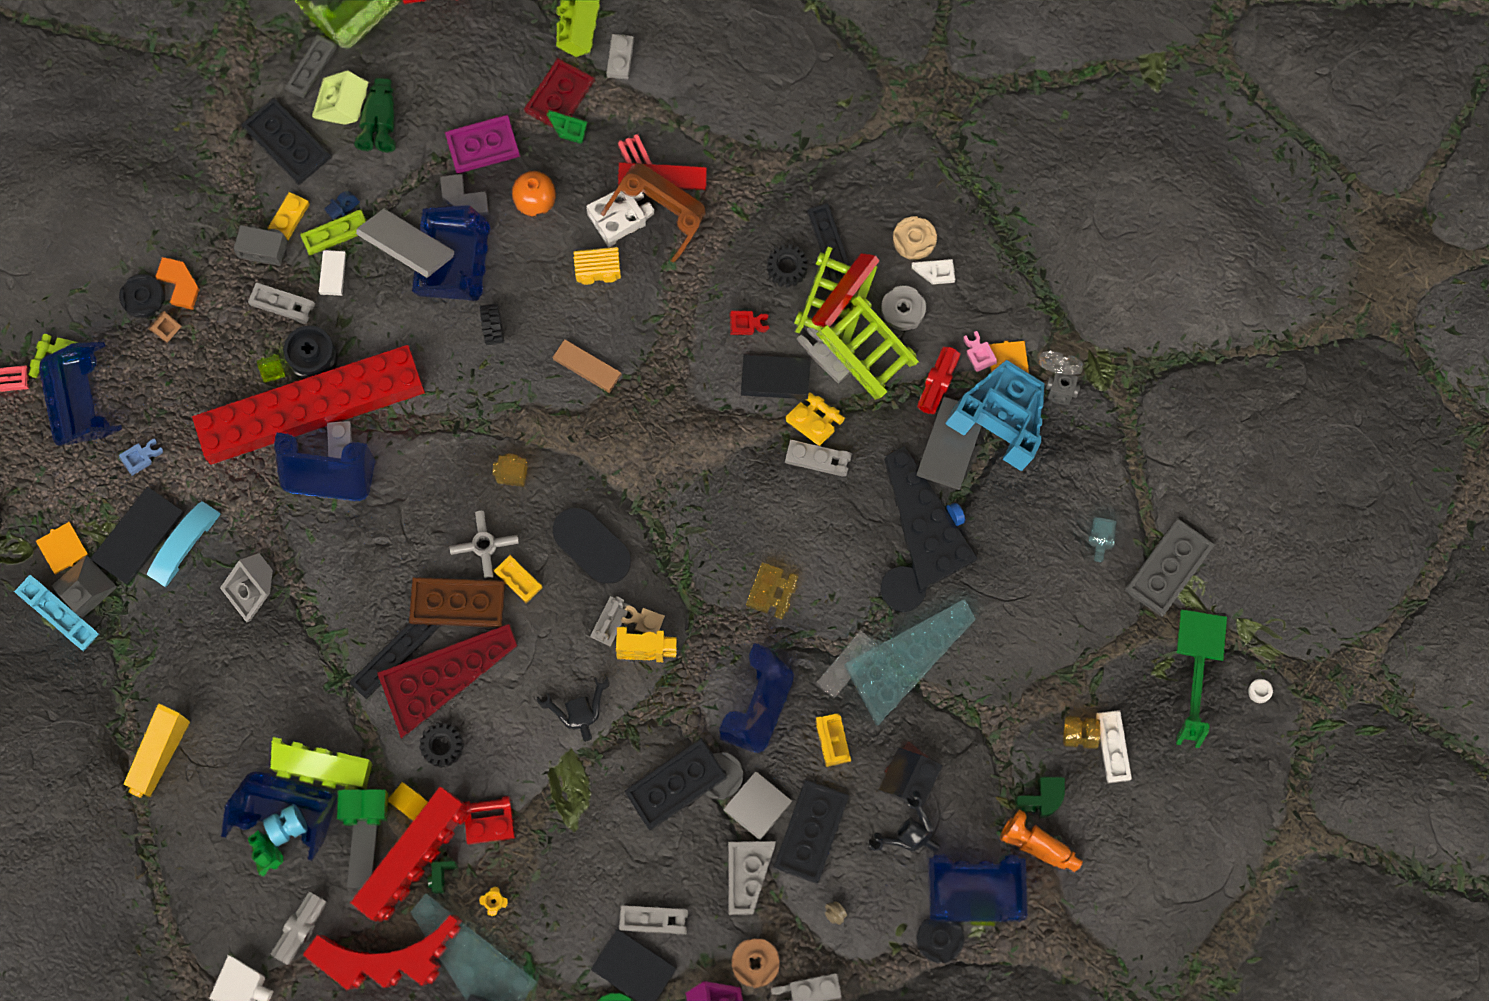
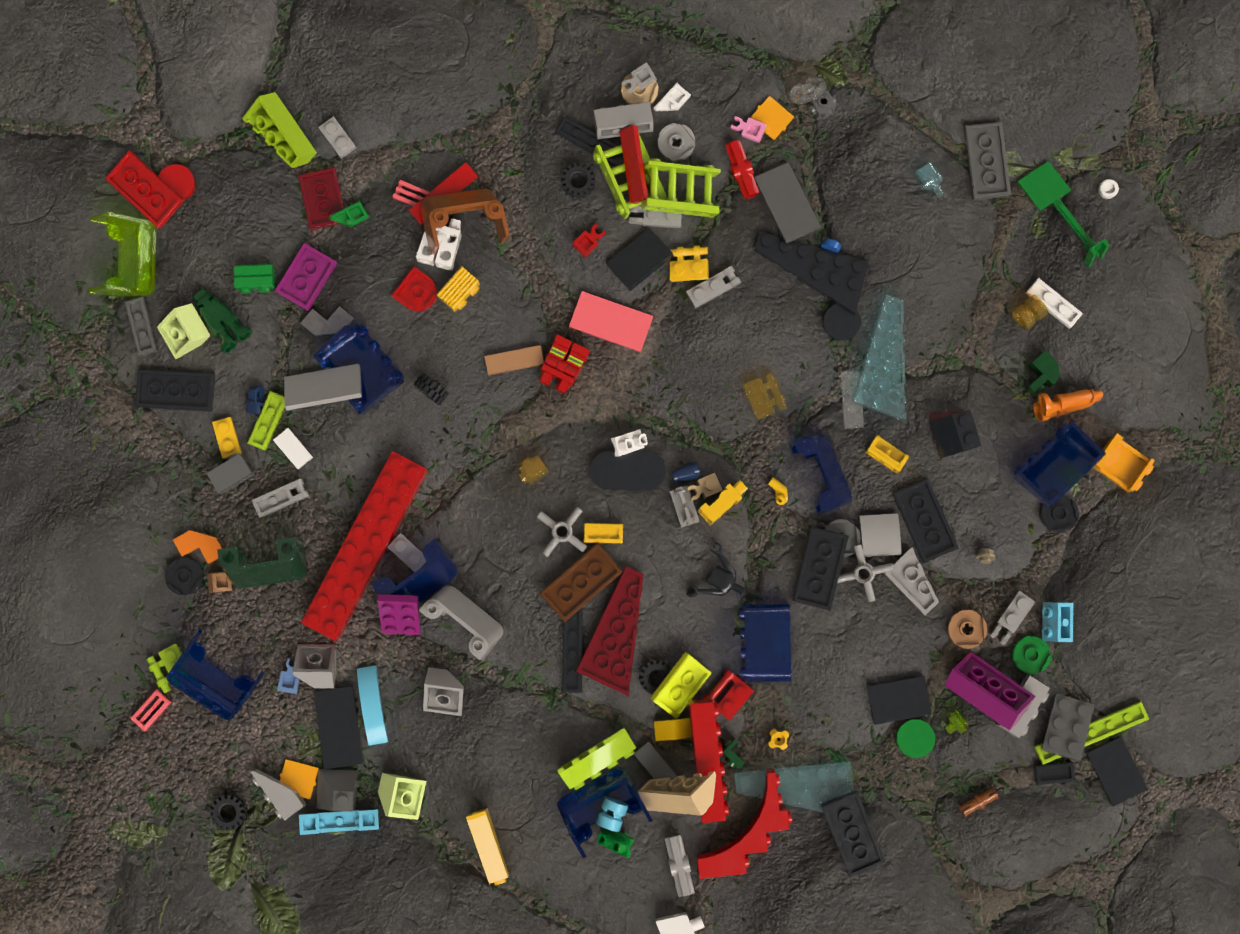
camera: 45 degrees left, 10 degrees up
(33, 549) = (283, 797): none -> light grey slope
(128, 641) = (401, 796): none -> yellowish green slope
(171, 465) = (316, 664): none -> light grey slope
(223, 358) = (287, 568): none -> clear green windscreen
(271, 368) = (316, 545): clear neon green tile -> none
(277, 483) = (399, 614): none -> magenta plate
(310, 352) = (323, 508): black wheel -> none
(335, 562) = (469, 615): none -> light grey windscreen
(356, 860) = (679, 795): none -> tan wedge
(362, 806) = (647, 759): green brick -> none
(439, 107) = (254, 277): none -> green brick
(454, 769) = (680, 685): none -> neon yellow tile
(533, 193) = (371, 279): orange cylinder -> none
(561, 236) = (416, 291): none -> red tile
(562, 802) = (765, 643): none -> clear blue windscreen
(614, 520) = (629, 442): none -> white hips
(625, 405) = (561, 370): none -> red hips
(641, 593) = (687, 472): none -> dark blue cone
(652, 920) = (883, 661): light grey plate -> none
(701, 408) = (611, 321): none -> coral tile
(707, 686) = (781, 491): none -> yellow arm
(719, 827) = (863, 565): none -> light grey bar
(864, 239) = (612, 120): none -> light grey brick
(911, 834) = (987, 467): black piece -> none
(924, 227) = (642, 77): none -> light grey plate
(1008, 406) = (802, 148): dark azure wedge -> none
(1041, 948) = (1124, 464): none -> light orange panel

